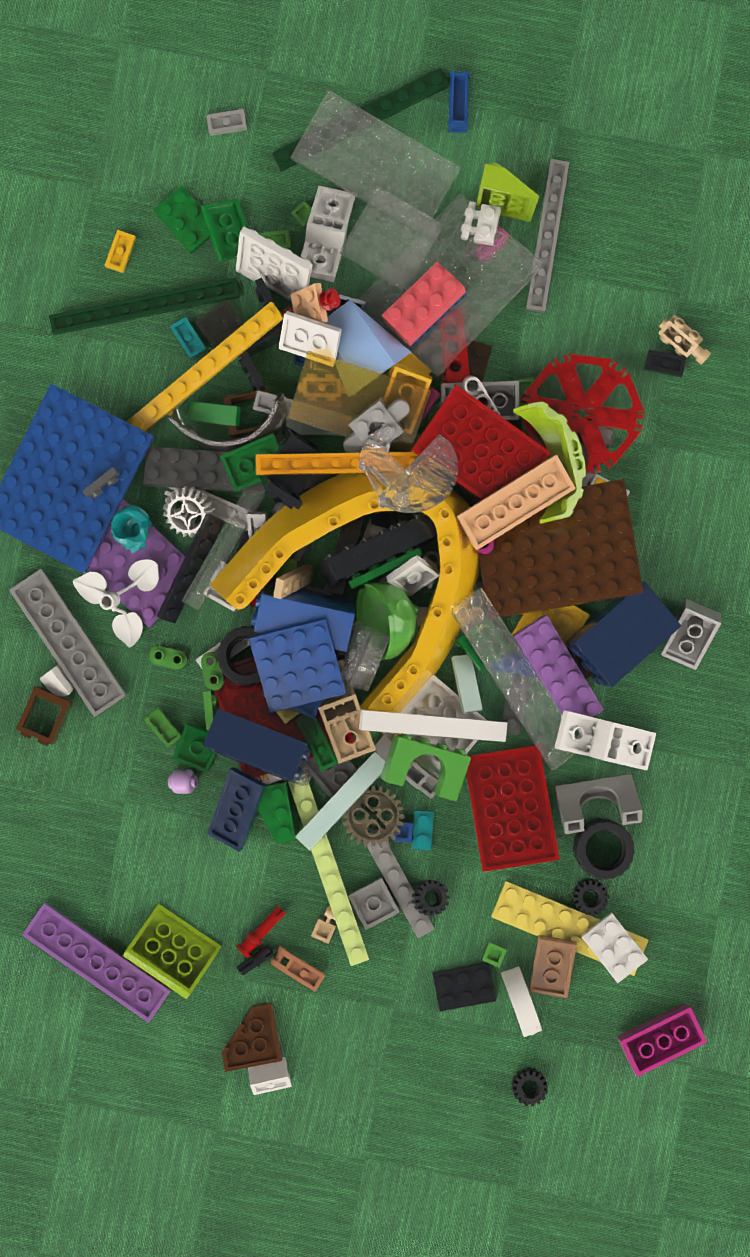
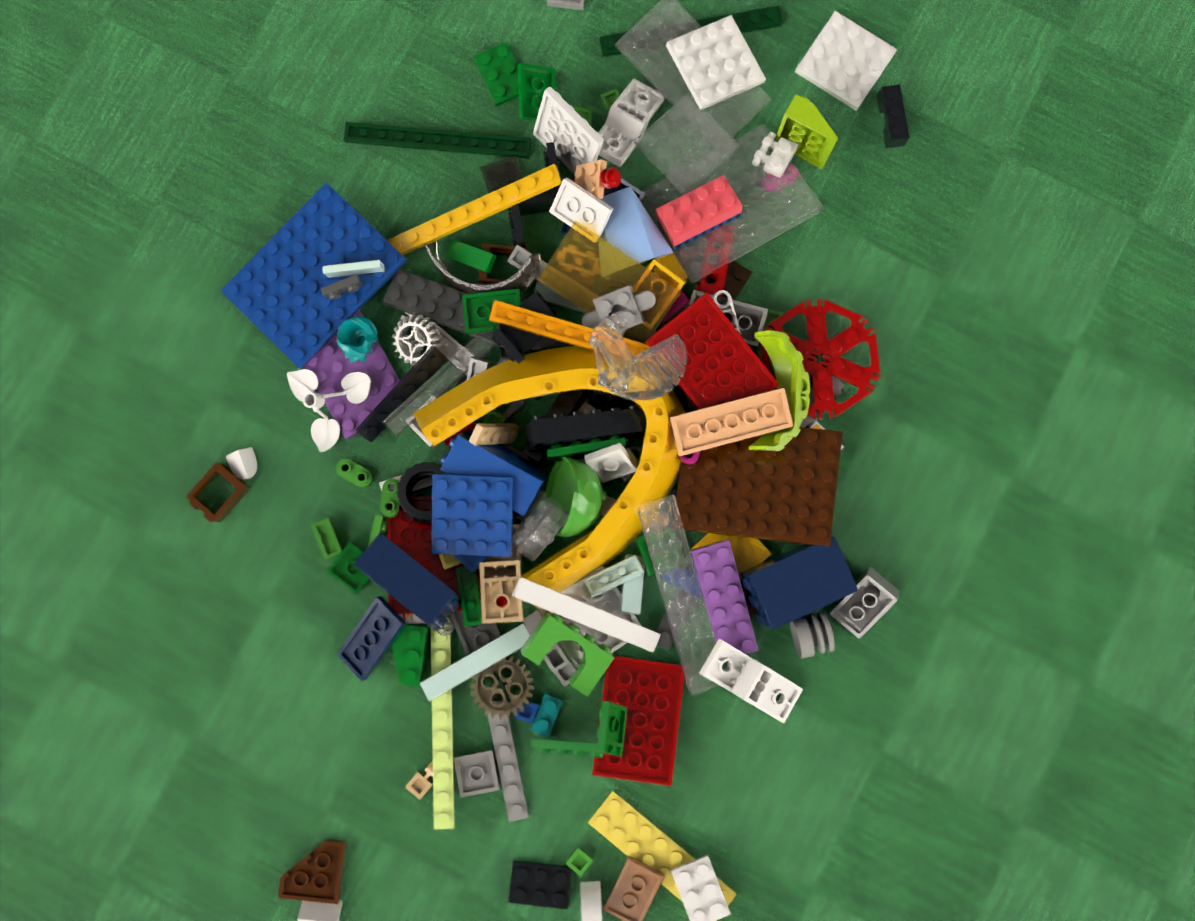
camera: 15 degrees right, 5 degrees down
(68, 642) = (264, 430): light grey plate -> none
(96, 962) = (189, 748): medium lavender plate -> none
(107, 461) = (353, 268): none -> light aqua tile
(120, 251) = (431, 84): yellow plate -> none
(172, 951) = (265, 760): lime slope -> none
(182, 781) = (329, 596): lavender head -> none
(188, 338) = (468, 181): teal plate -> none
(254, 938) = (350, 771): red pin -> none
(255, 960) = (343, 794): black axle -> none
(298, 969) = (382, 816): nougat plate -> none
(395, 147) = (715, 62): none -> white plate
(420, 902) = (522, 781): black tyre -> none
(446, 681) = (613, 576): none -> light aqua tile
(458, 102) = (786, 41): blue container -> none
(488, 830) = (609, 735): none -> green bracket
(522, 104) = (845, 60): none -> white plate
(548, 234) = (834, 185): light grey plate -> none
(581, 138) = (891, 104): none -> black arch
(590, 908) = (691, 845): black tyre -> none
(617, 789) = (749, 733): light grey arch -> none
(624, 859) = (729, 810): black tyre -> none
(651, 679) = (816, 633): none -> light grey wheel
(665, 363) = (912, 336): black plate -> none
(683, 339) = (934, 316): tan brick -> none

